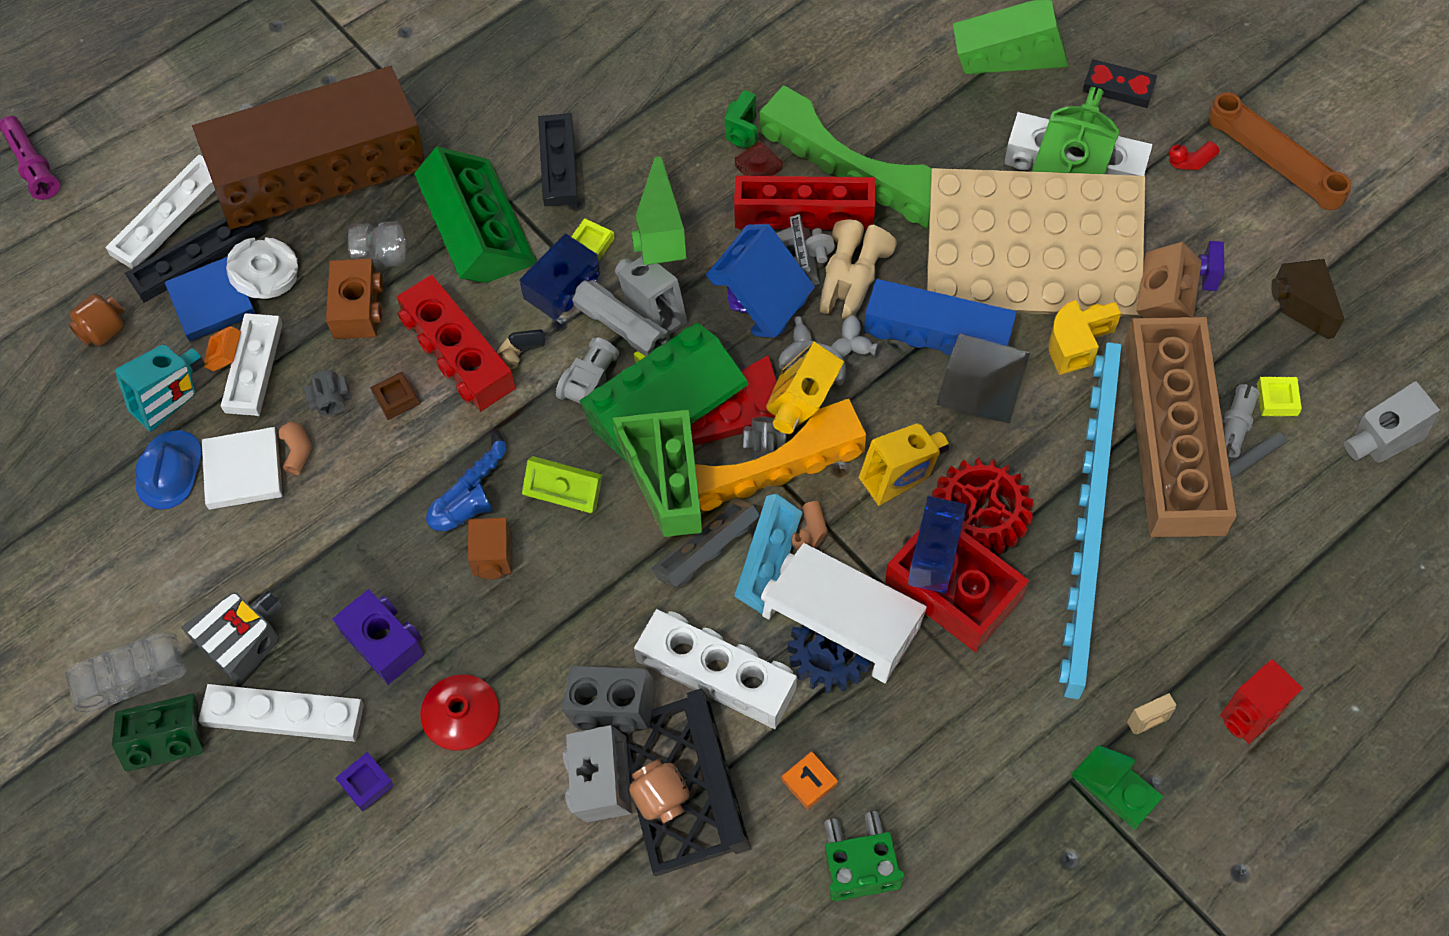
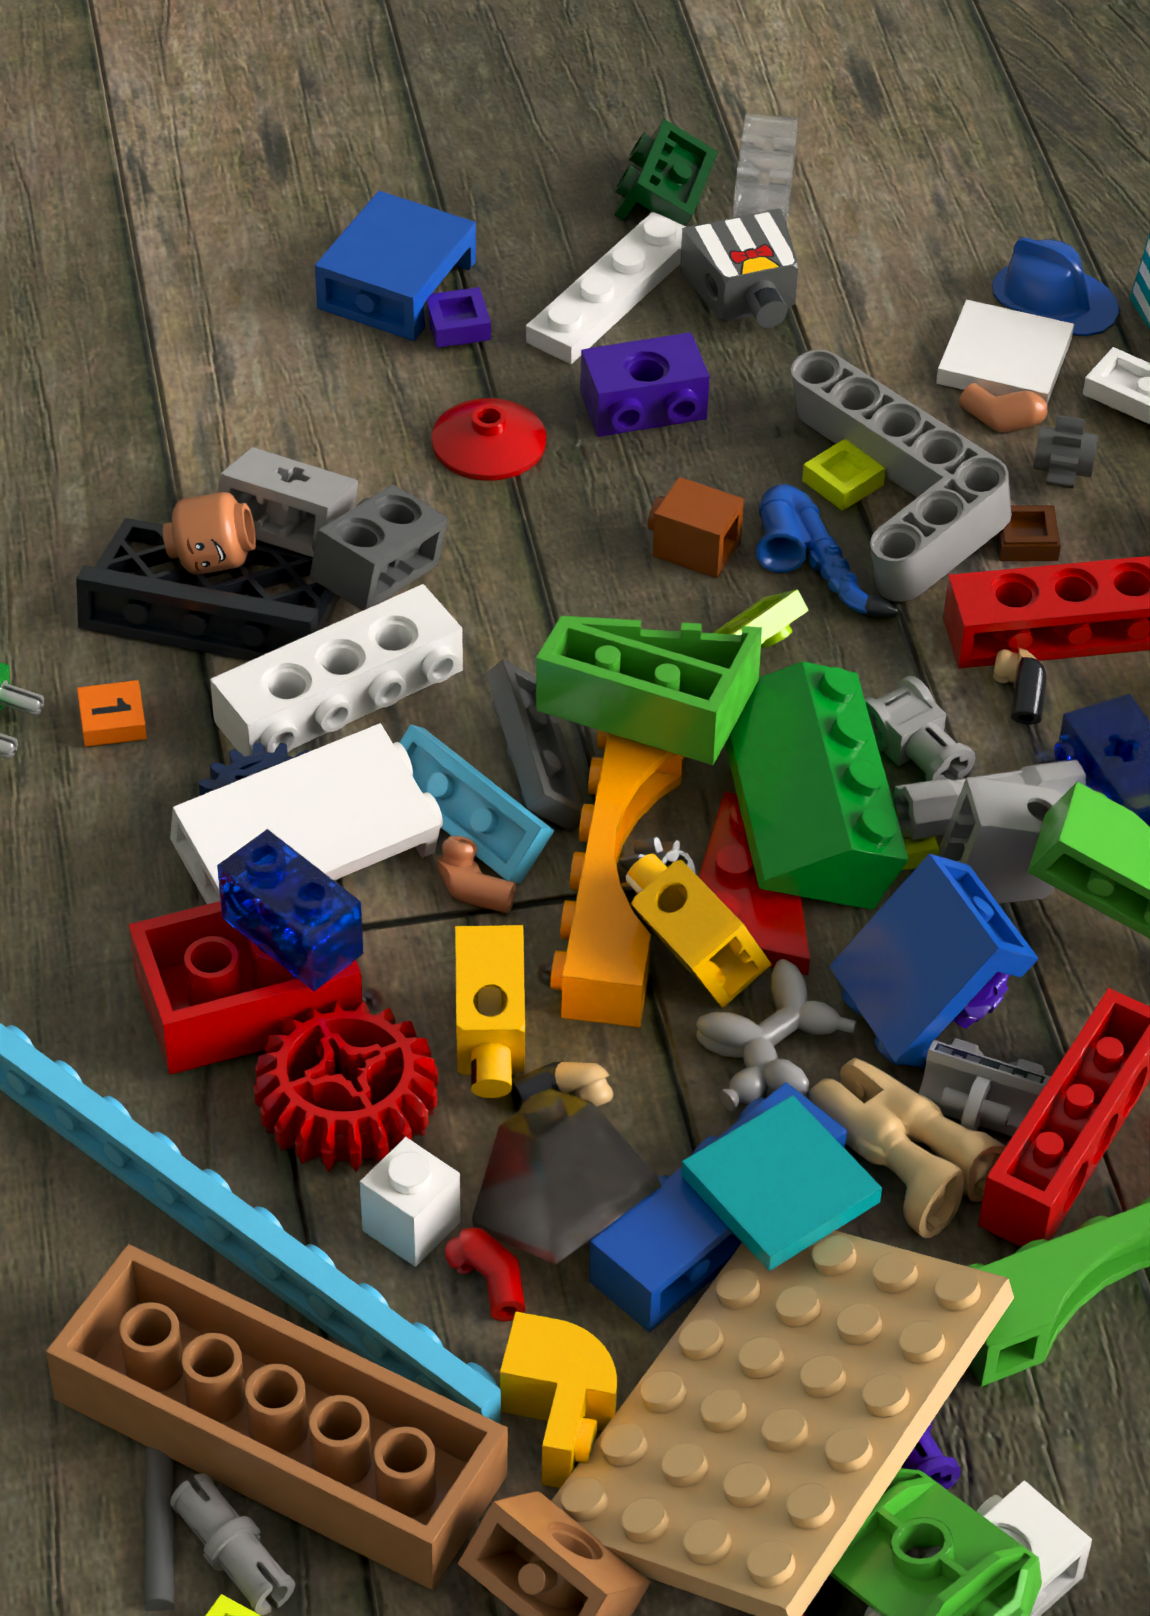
camera: 115 degrees right, 15 degrees down
(331, 844) = (392, 263): none -> blue panel
(381, 459) = (956, 482): none -> light grey beam
(394, 503) = (843, 474): none -> neon yellow tile
(905, 414) = (584, 1079): none -> tan arm
(928, 284) = (781, 1182): none -> teal tile
(1029, 398) = (482, 1252): none -> red arm
(1029, 440) = (410, 1201): none -> white brick

